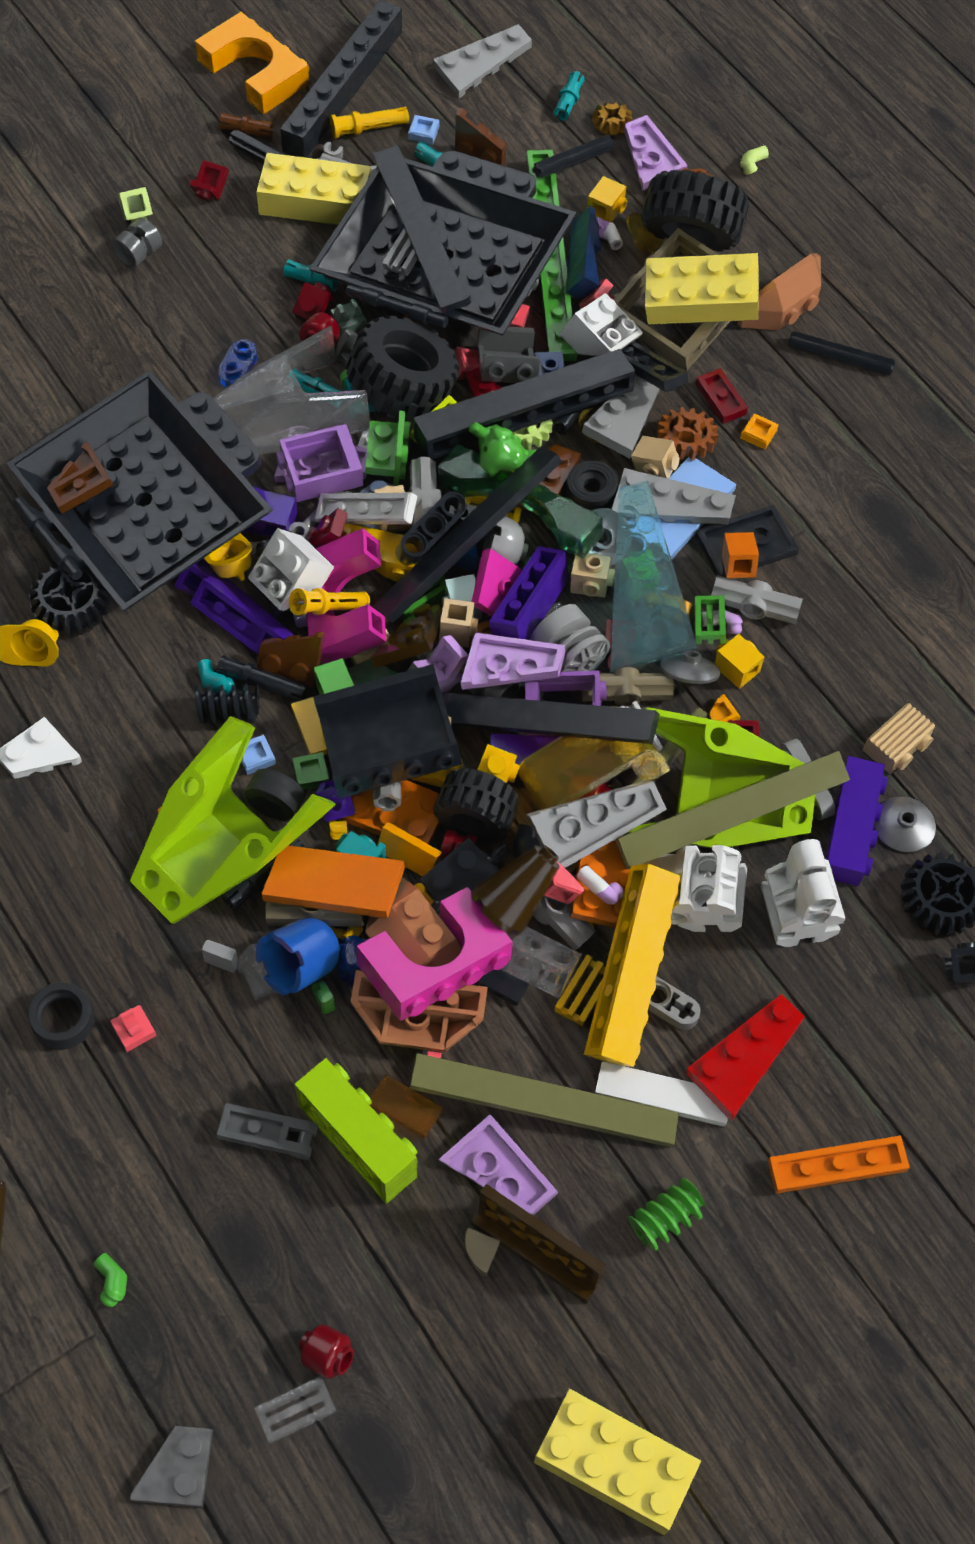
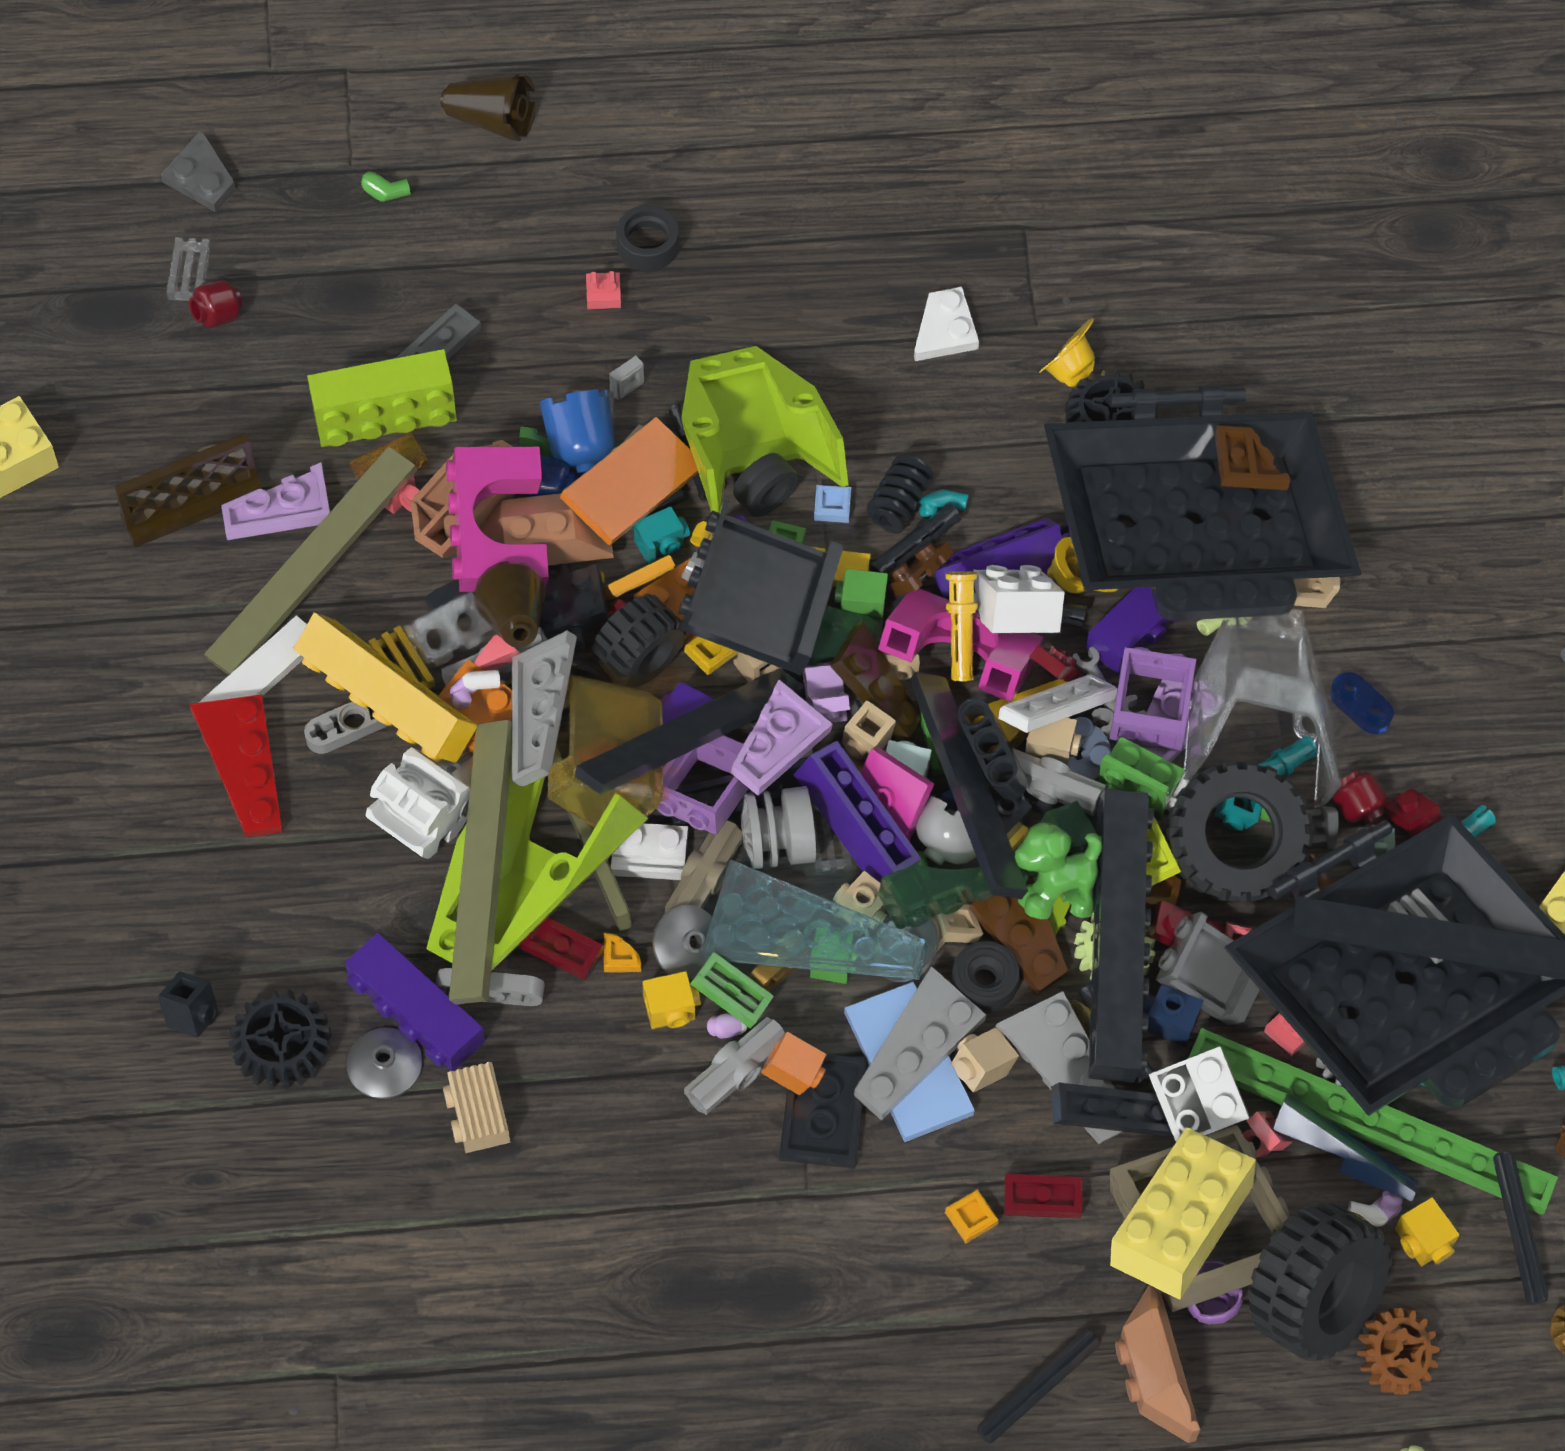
camera: 120 degrees right, 0 degrees up
(499, 764) = (666, 672): yellow brick -> none
(650, 150) = (1490, 1342): lavender wing -> none
(667, 1213) = (143, 606): bright green piece -> none
(688, 432) = (1002, 1134): dark orange gear -> none
(802, 896) = (349, 880): white connector -> none
(838, 1164) = (90, 779): orange plate -> none

